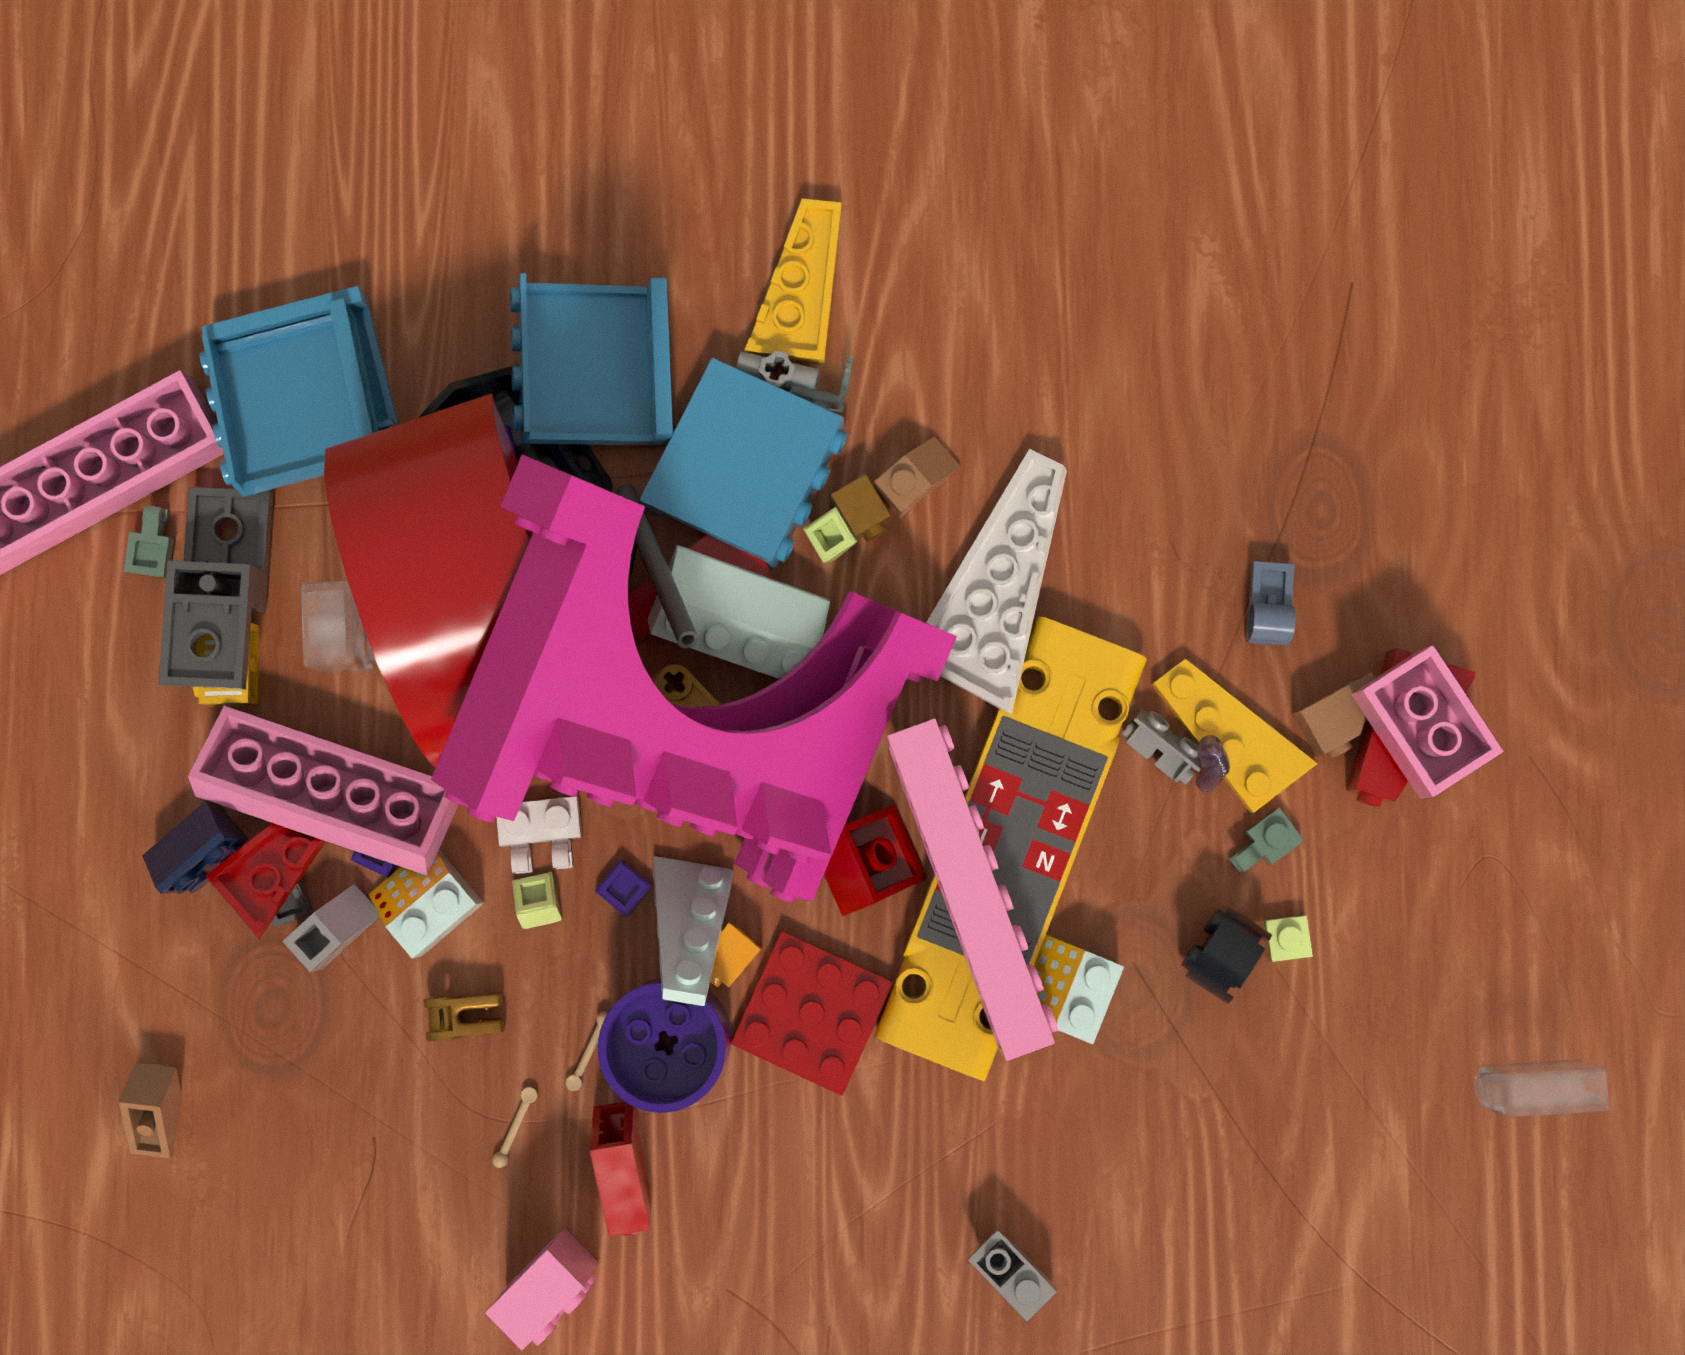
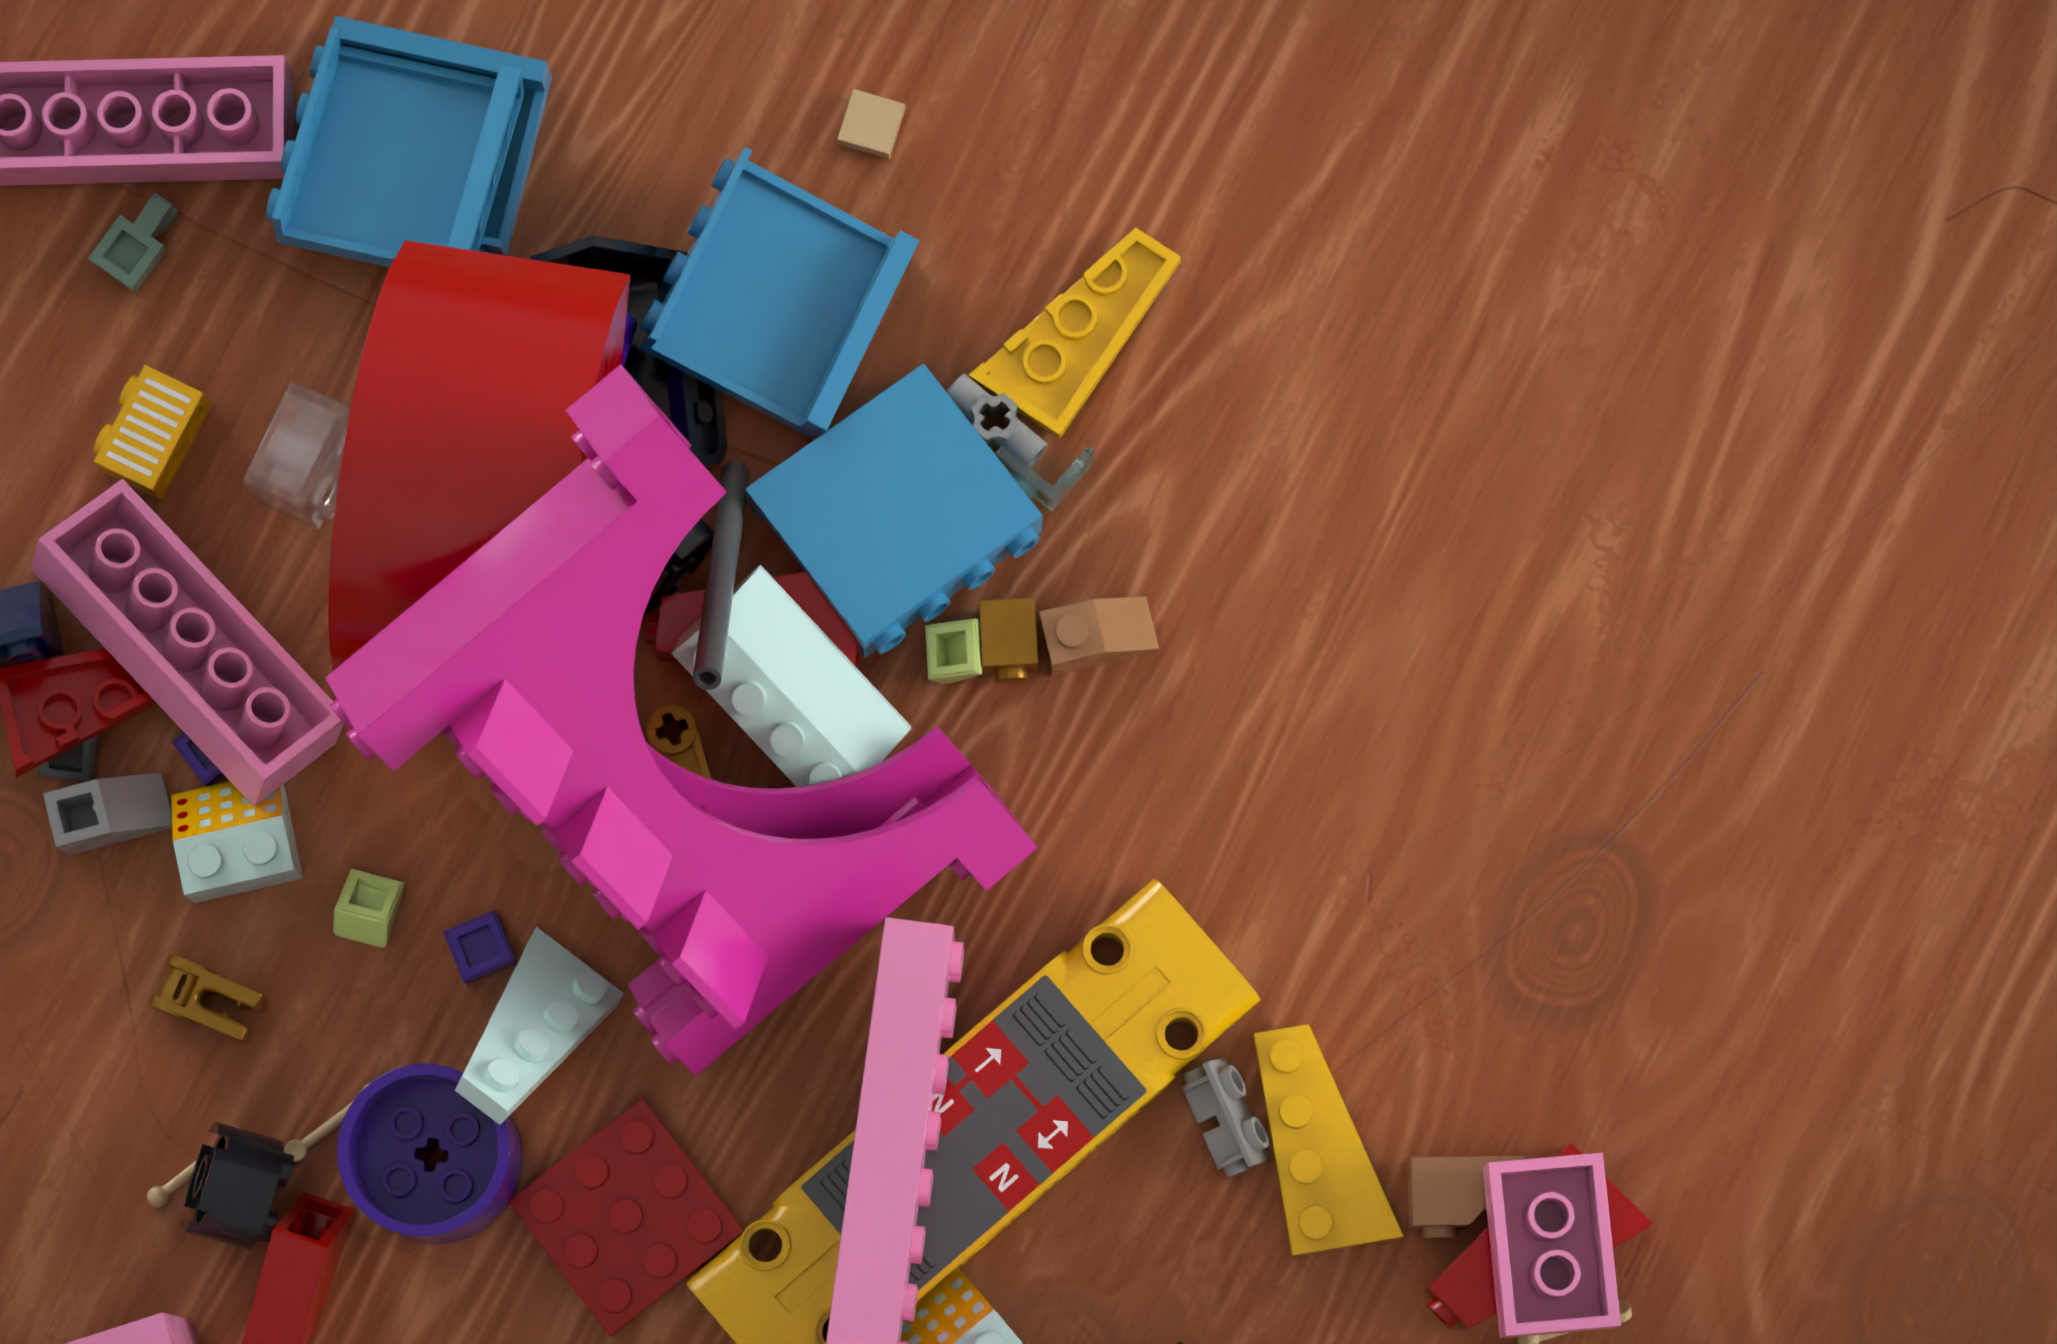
camera: 25 degrees right, 5 degrees down
(216, 589) = (187, 335): dark grey bracket -> none
(540, 822) = (421, 815): white plate -> none
(549, 1130) = (236, 1186): none -> black brick
(592, 219) = (871, 124): none -> tan tile
(732, 955) = (566, 1095): light orange brick -> none
(872, 861) = (795, 1069): red slope -> none
(999, 584) = (1126, 815): white wing -> none
(1214, 763) = (1274, 1166): arm -> none
(1269, 838) = (1298, 1299): sand green plate -> none
(1270, 604) = (1448, 1011): sand blue plate -> none

